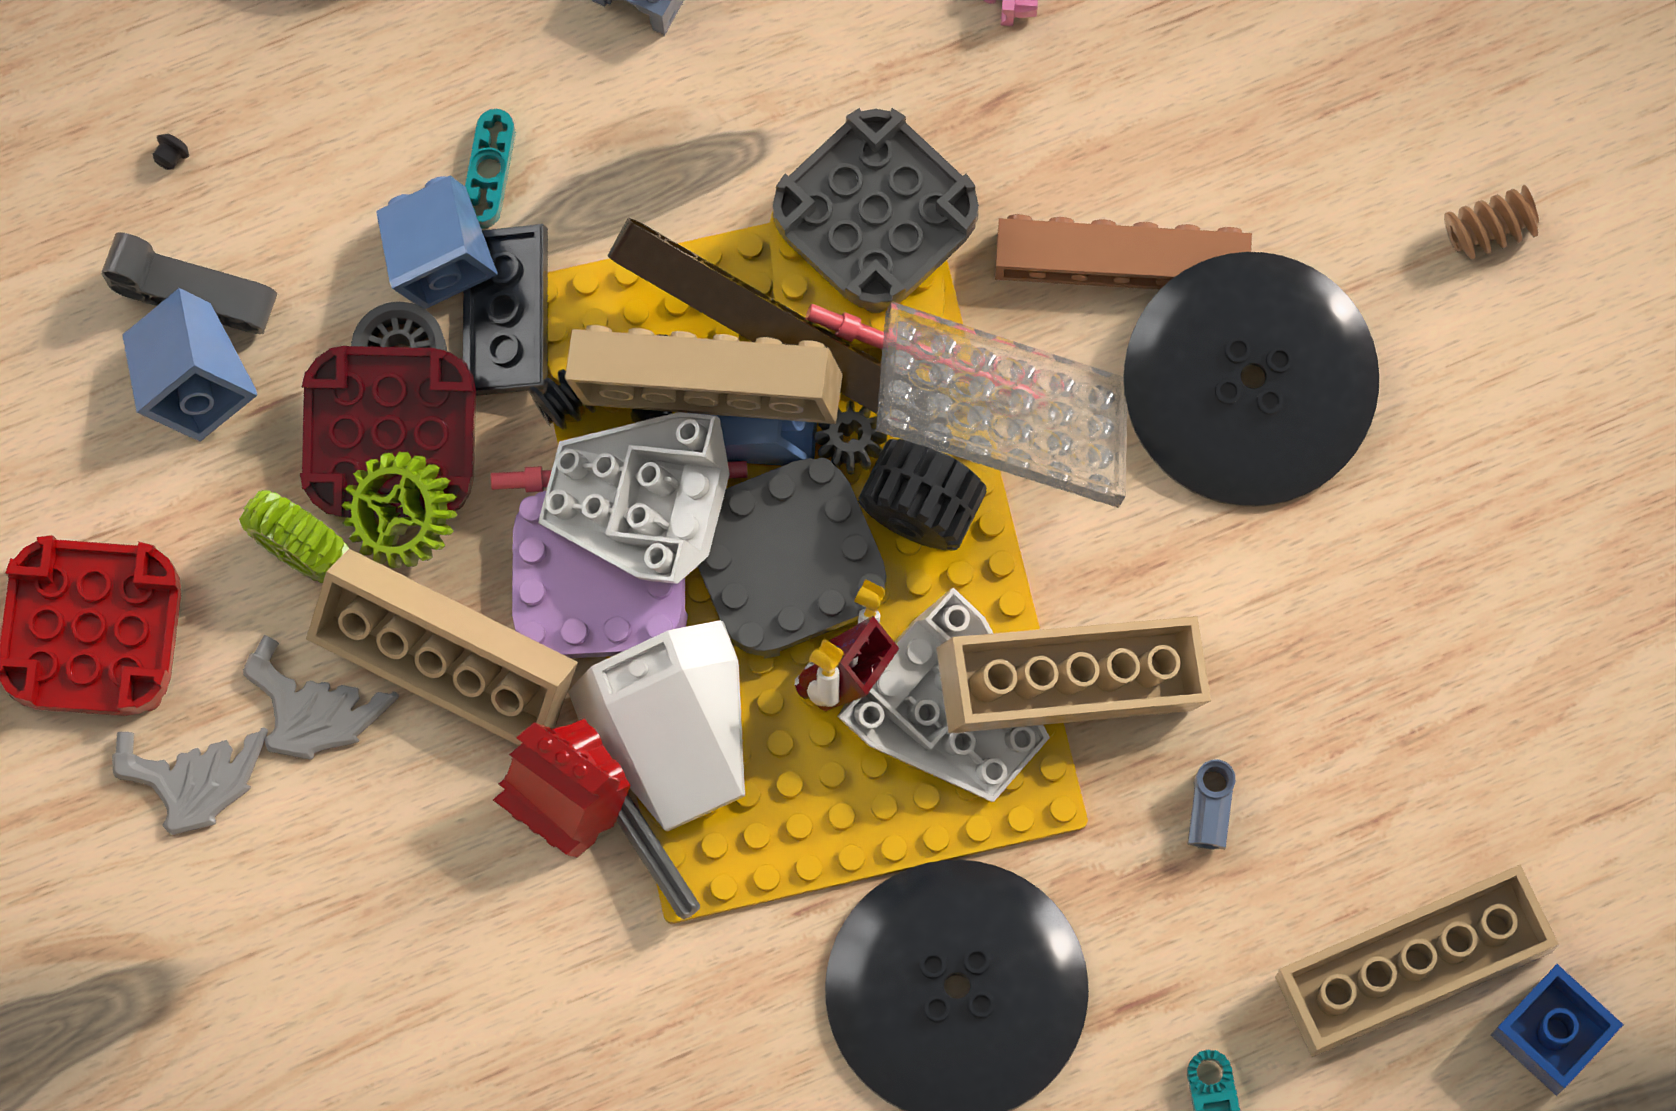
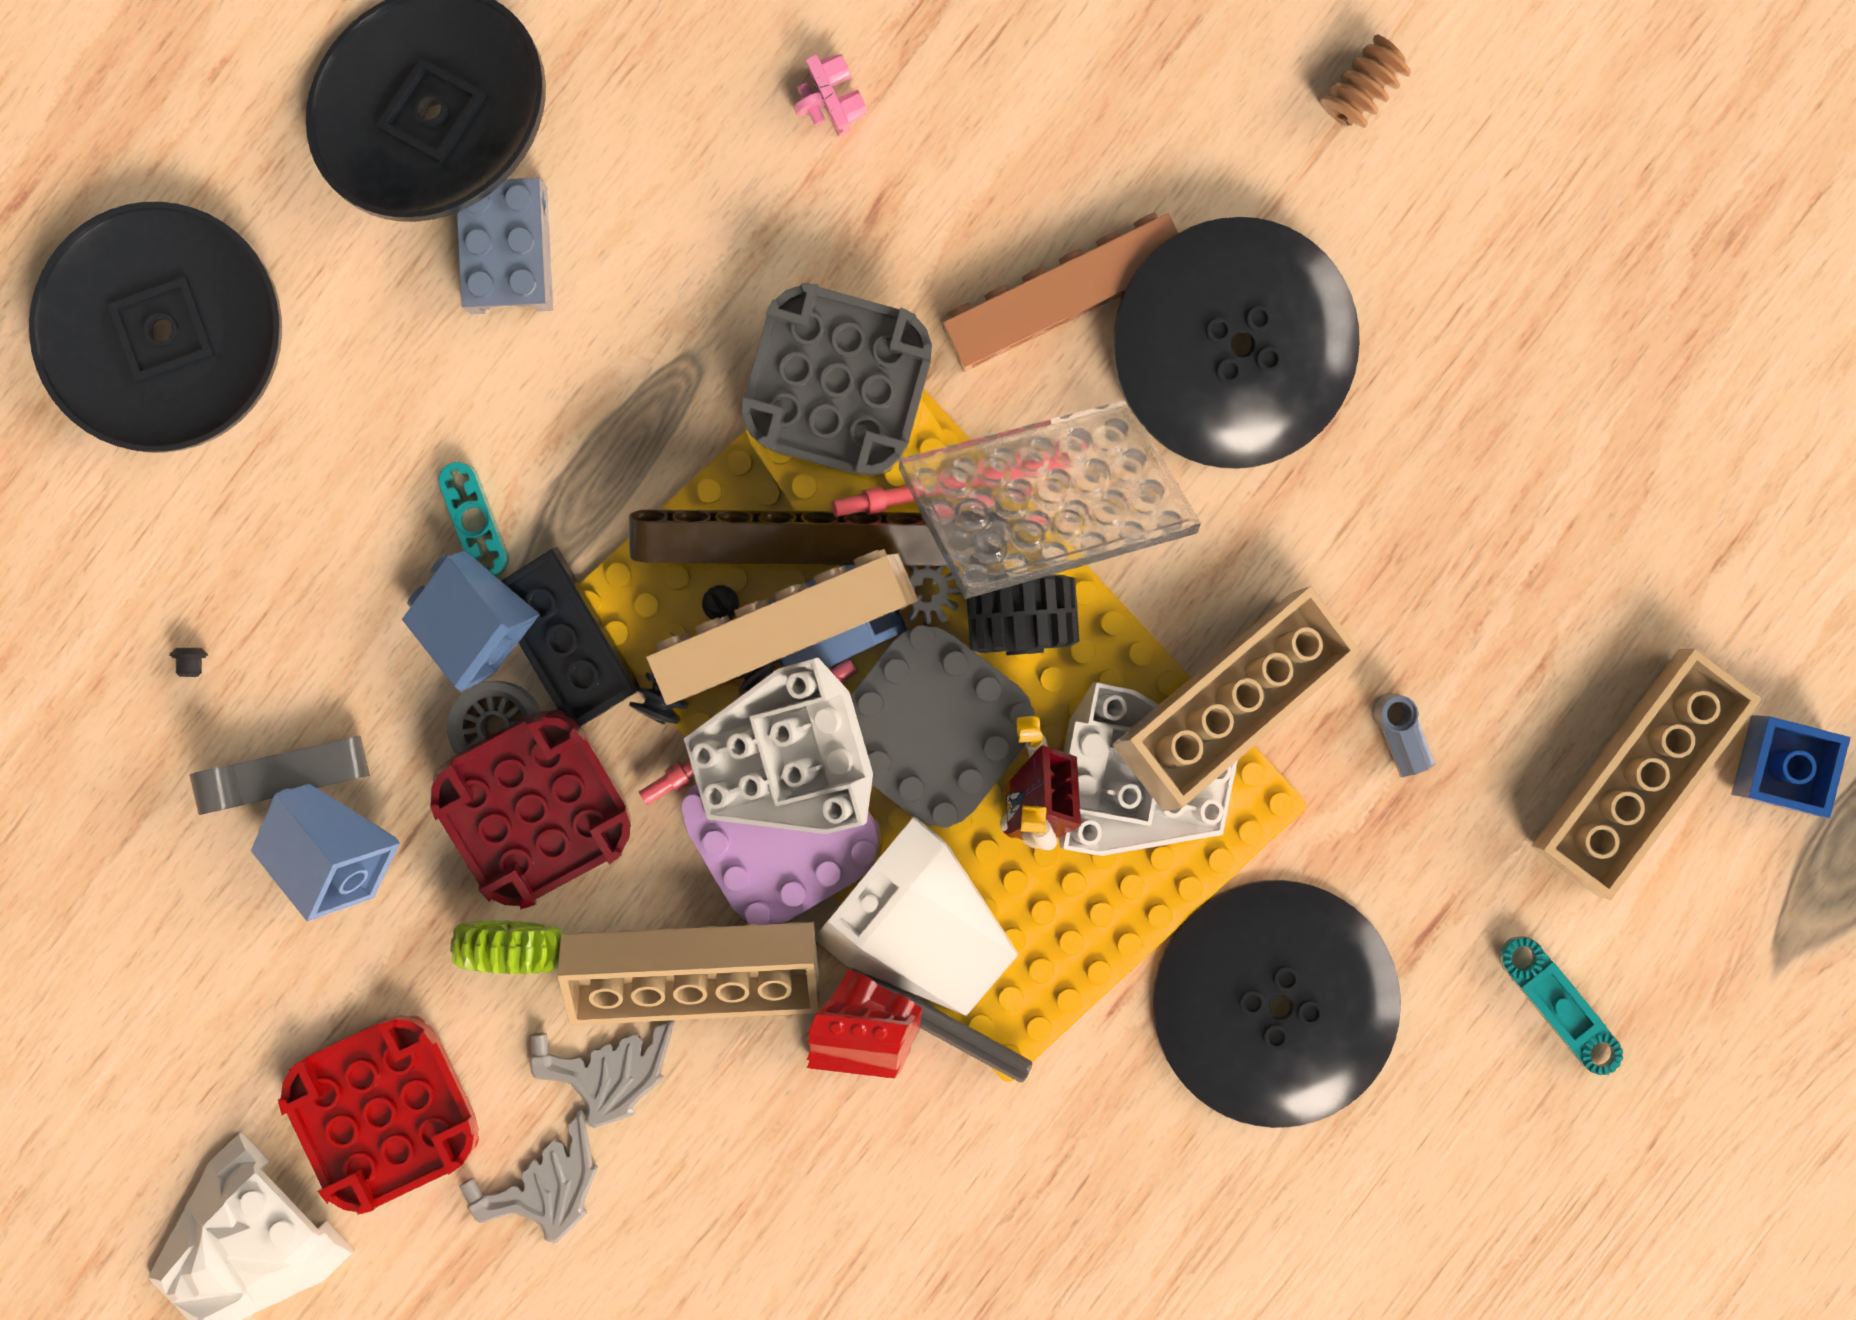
camera: 30 degrees left, 15 degrees up
(384, 538) = (564, 886): lime gear -> none

